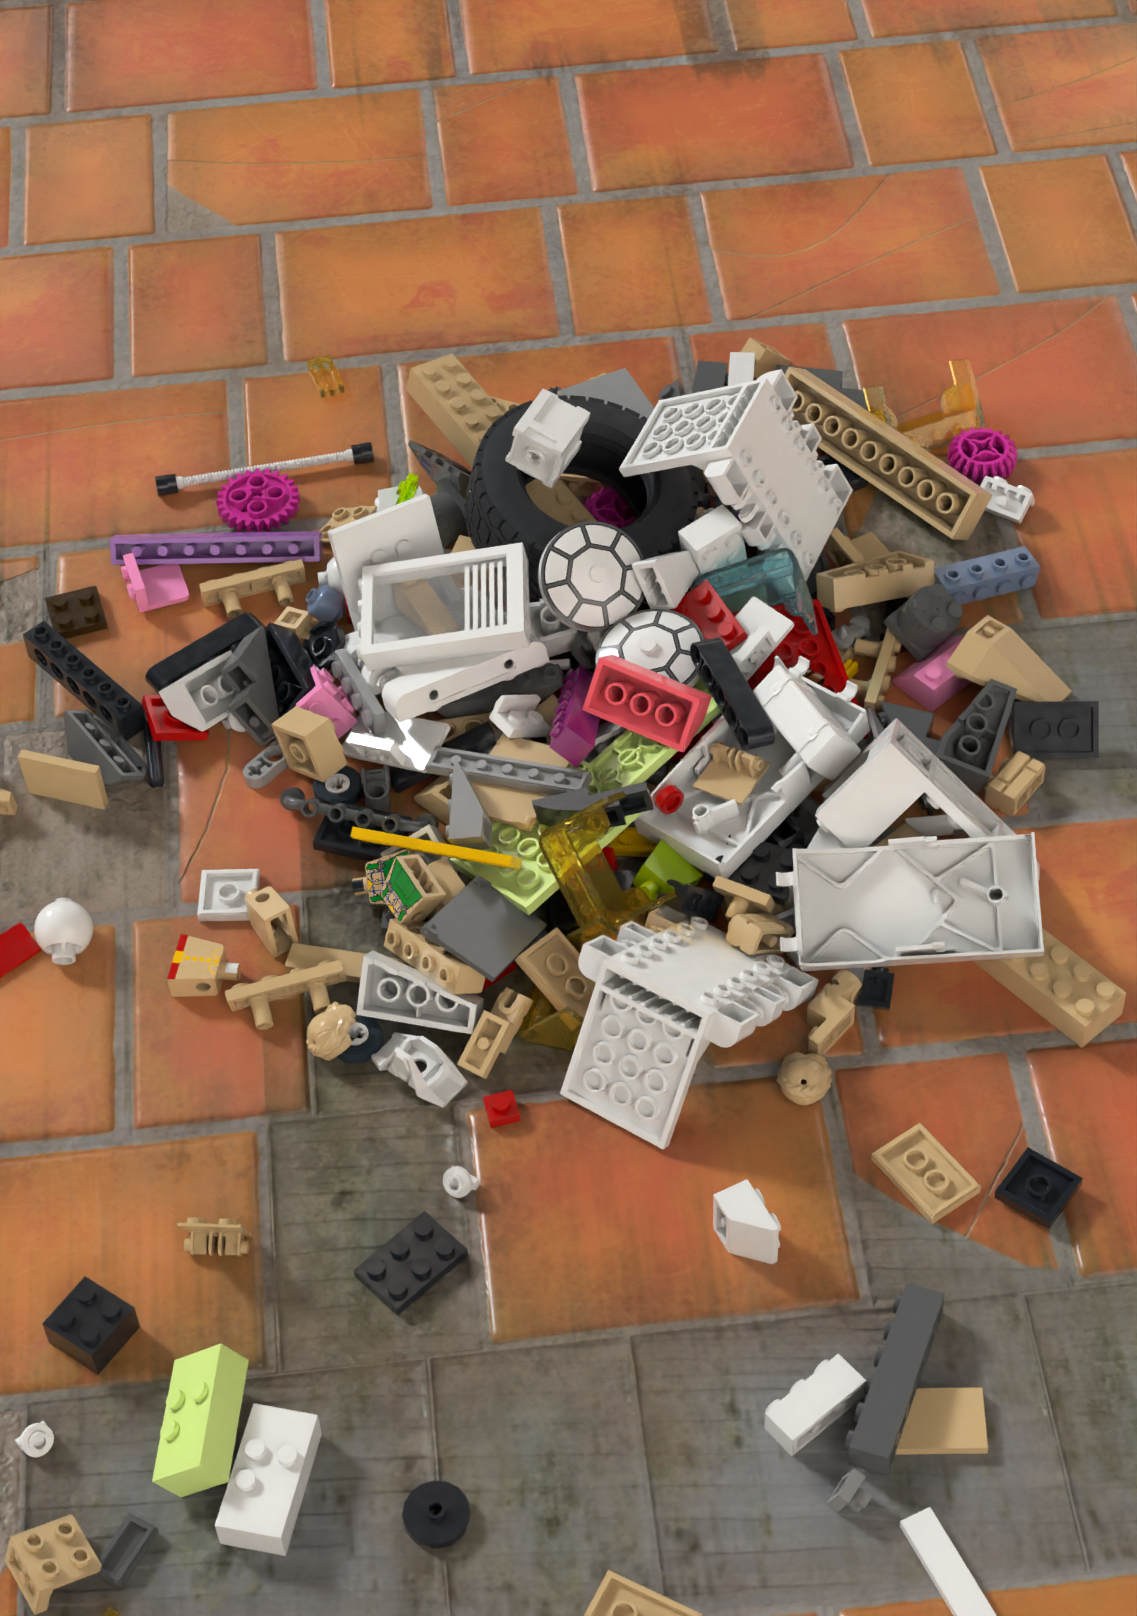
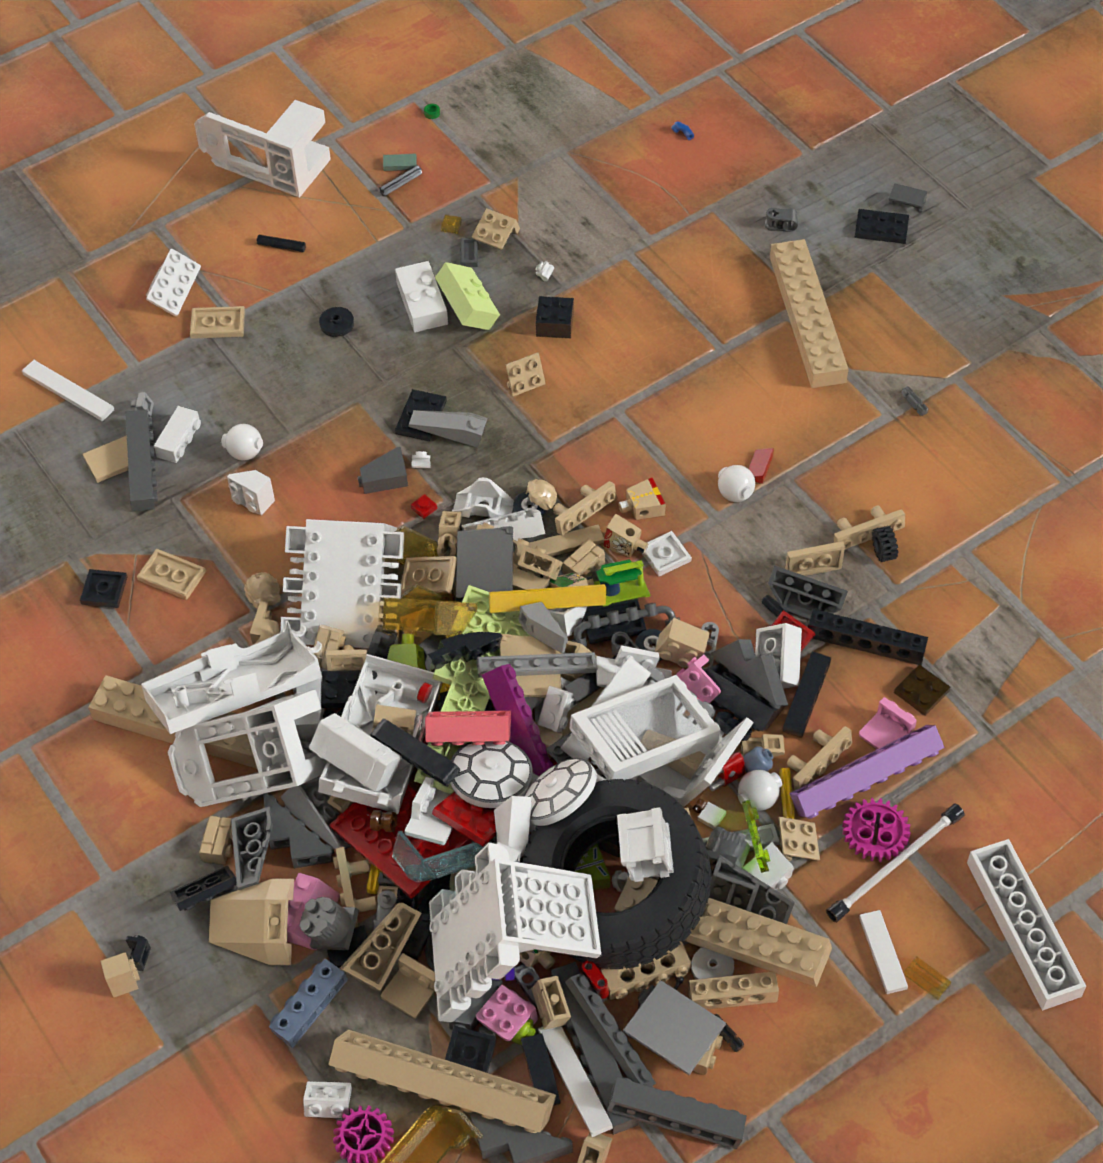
camera: 150 degrees right, 5 degrees up
(193, 367) = (1026, 925): none -> white brick
(312, 580) = (786, 789): none -> yellow axle
(320, 864) = (623, 581): none -> piece
(343, 920) = (584, 560): none -> tan brick
(347, 410) = (883, 952): none -> white tile
(371, 1200) = (452, 425): none -> light grey wedge
(527, 1179) = (384, 473): none -> dark grey slope
(660, 347) = (677, 1112): none -> dark grey brick
(717, 1320) = (242, 441): none -> white brick

